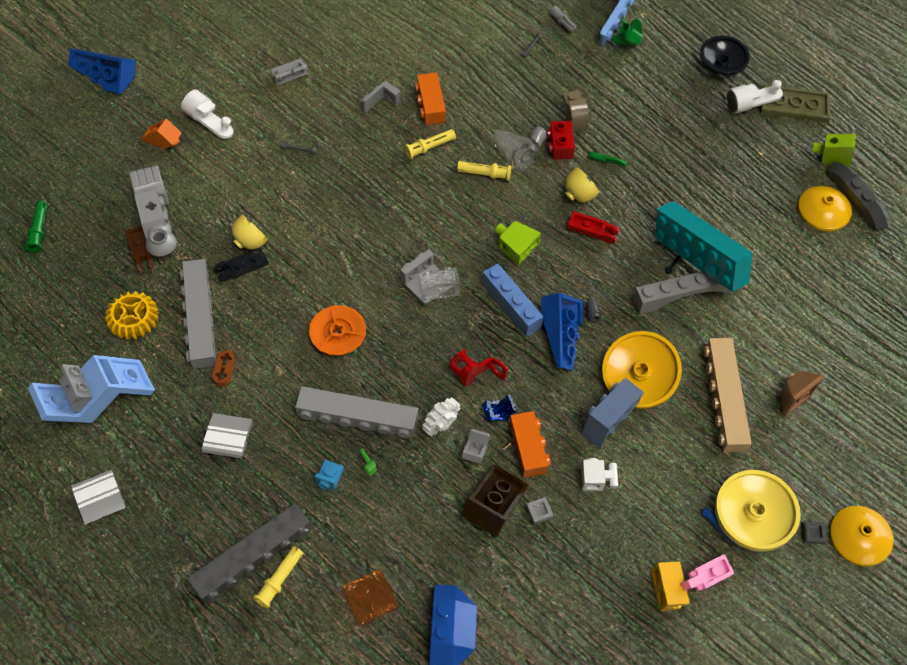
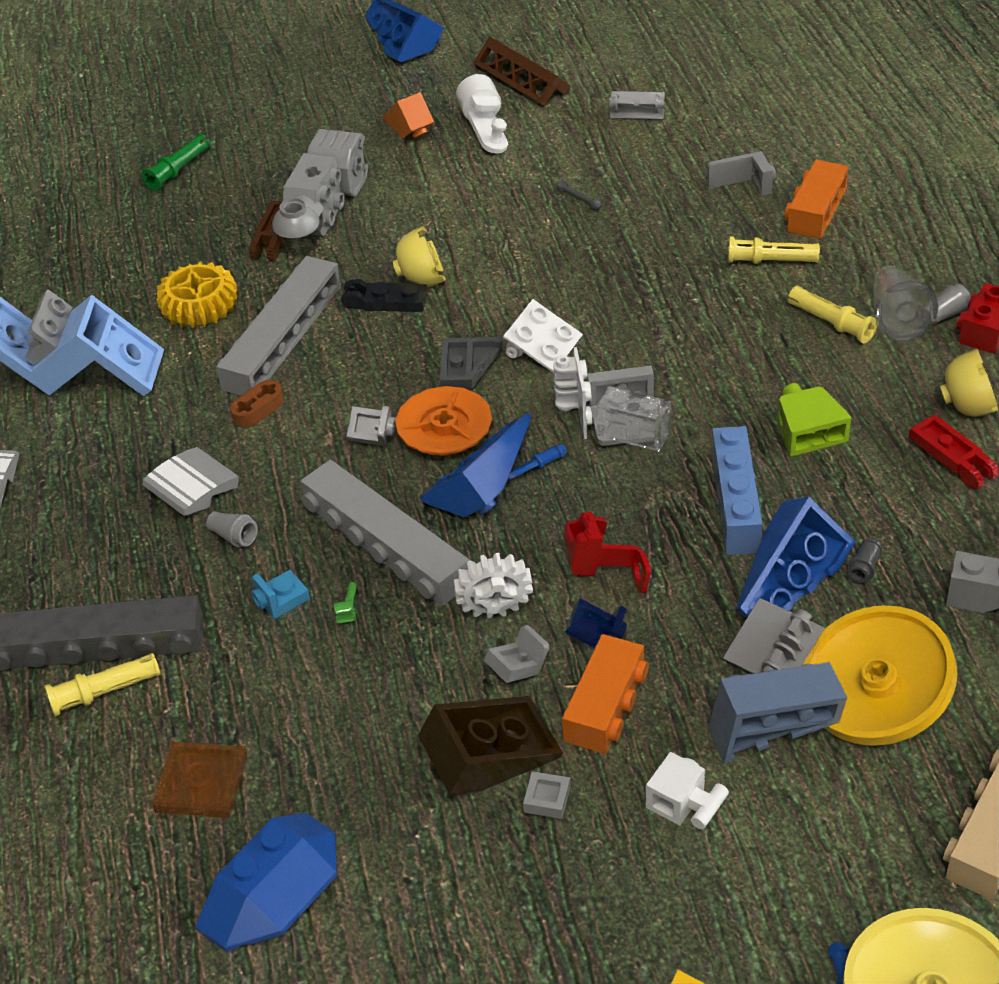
camera: 40 degrees right, 15 degrees down
(202, 67) = (535, 72): none -> reddish brown fence
(276, 451) = (234, 528): none -> light grey cone
(302, 352) = (371, 425): none -> light grey bracket
(319, 286) = (467, 359): none -> dark grey wing
(349, 252) = (540, 335): none -> white hinge
(381, 354) = (481, 474): none -> blue wedge
(395, 278) = (570, 388): none -> white hinge
(400, 331) = (539, 460): none -> blue piece
(584, 376) = (773, 639): none -> light grey hinge

